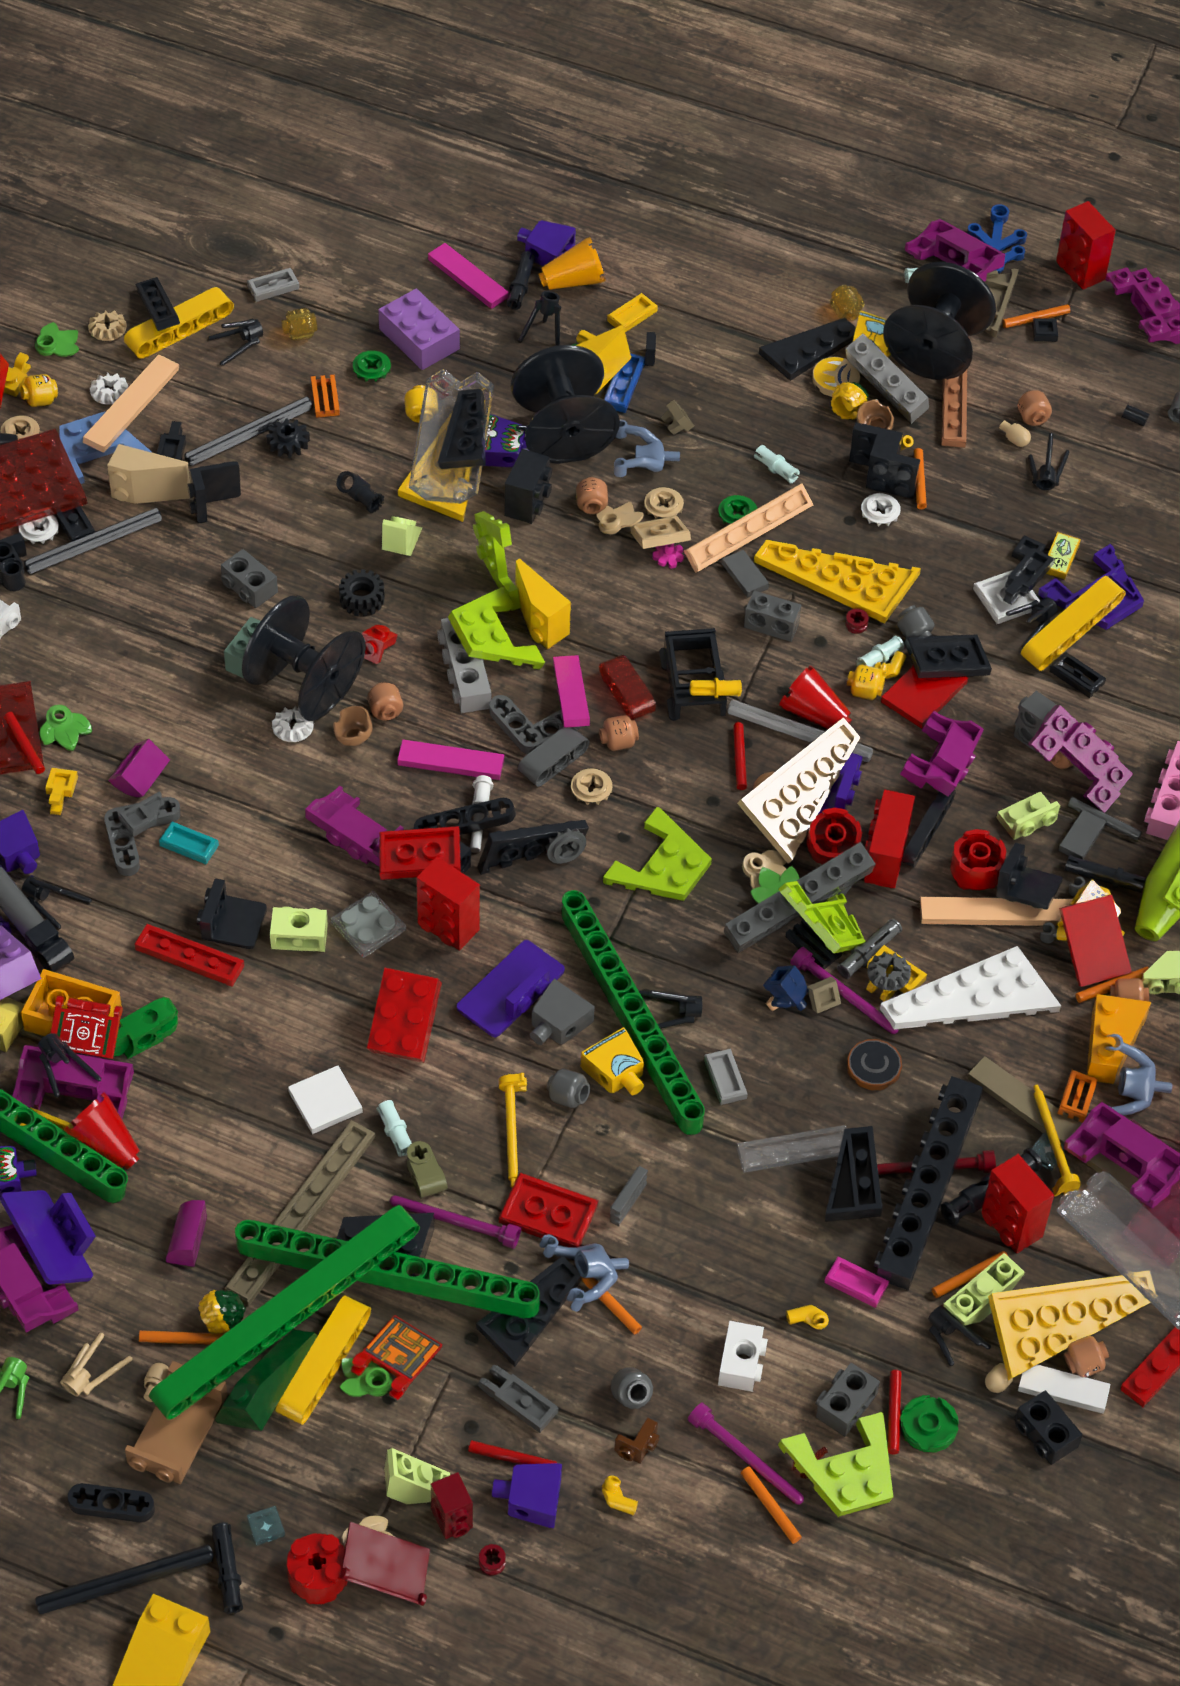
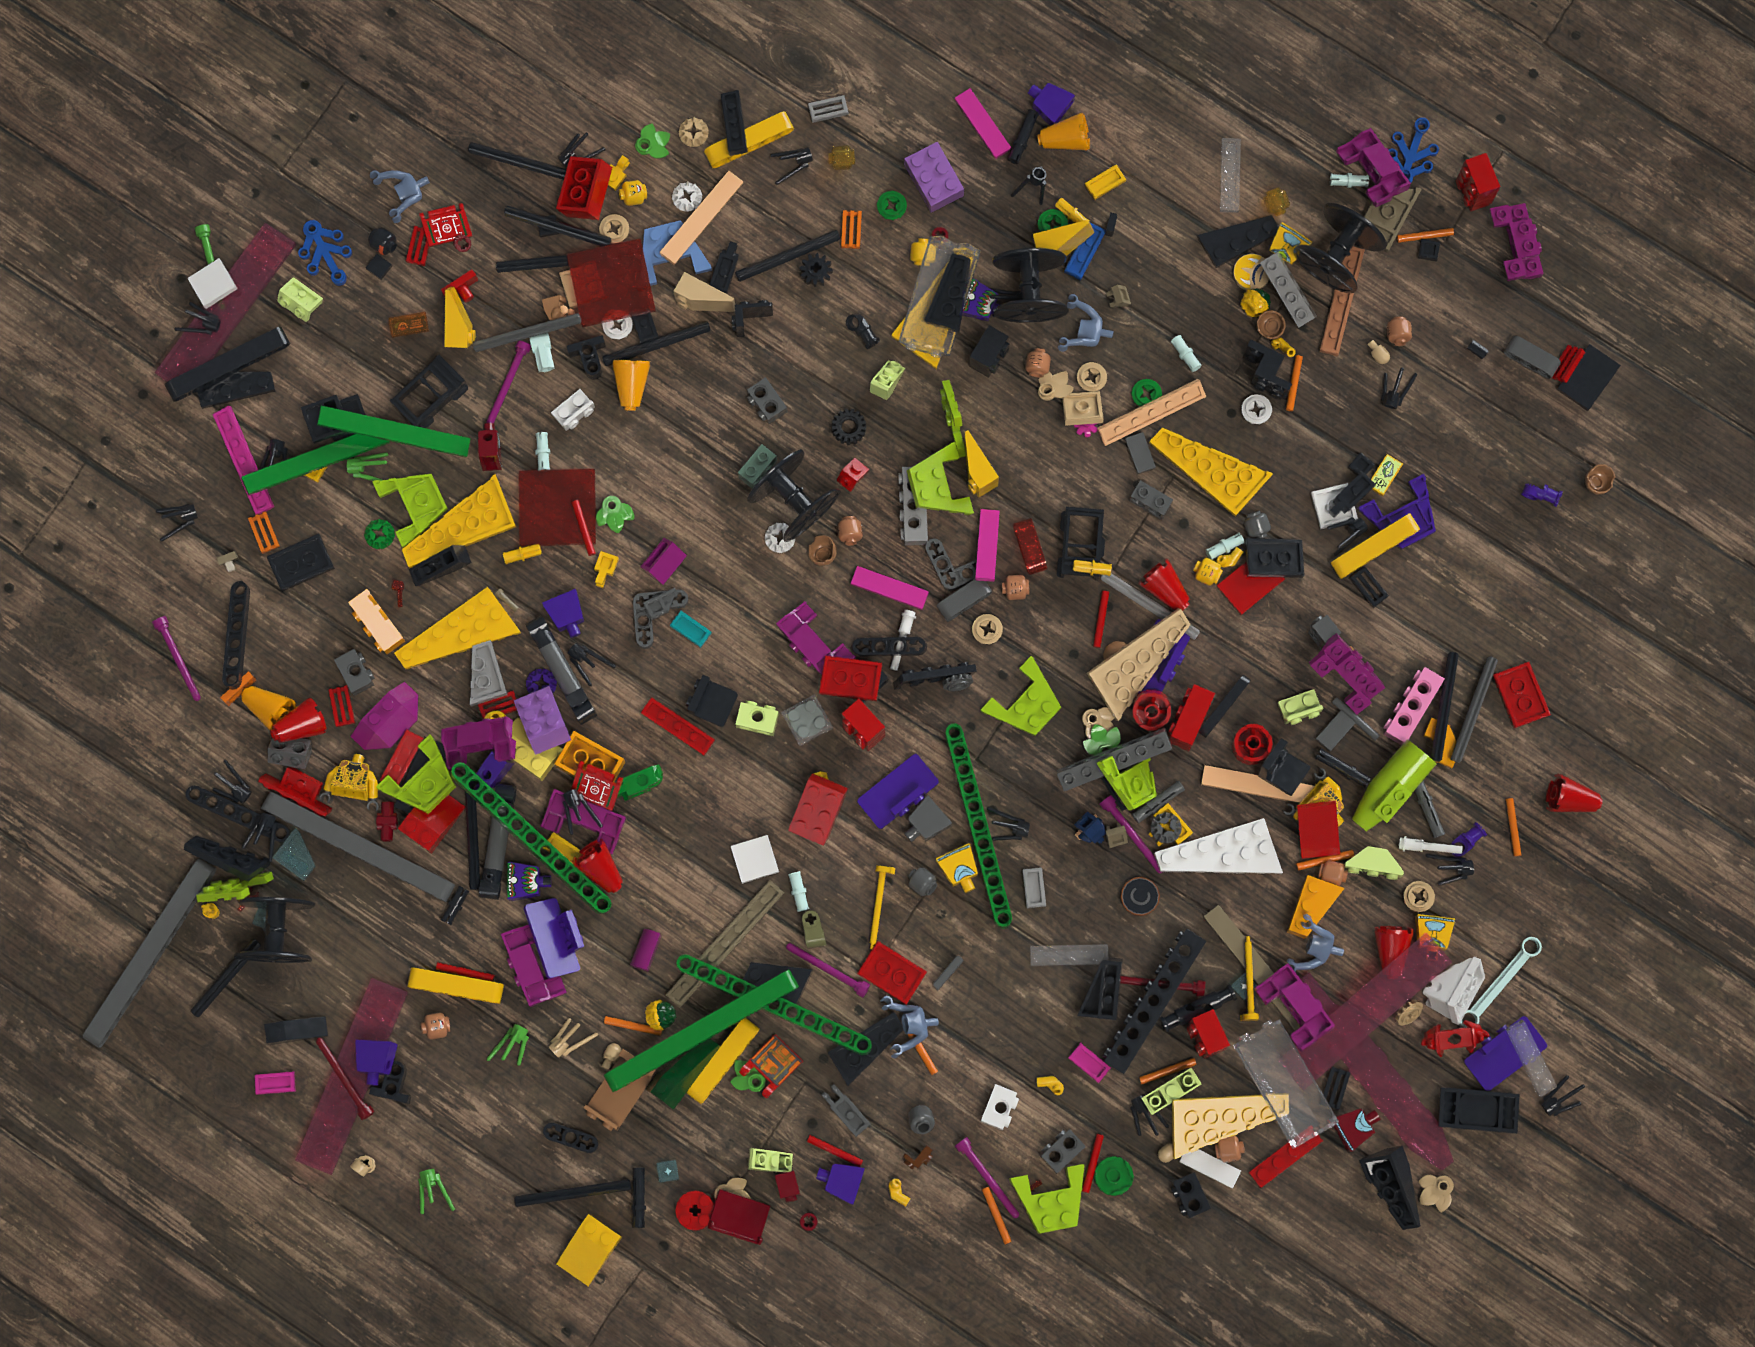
camera: 15 degrees right, 25 degrees up
(64, 575) = (630, 382): none -> light orange cone
(783, 286) = (1230, 175): none -> clear plate
(853, 627) = (1220, 510): dark red bush -> none
(950, 757) = (1253, 652): magenta bracket -> none
(1072, 1110) = (1268, 960): orange tile -> none

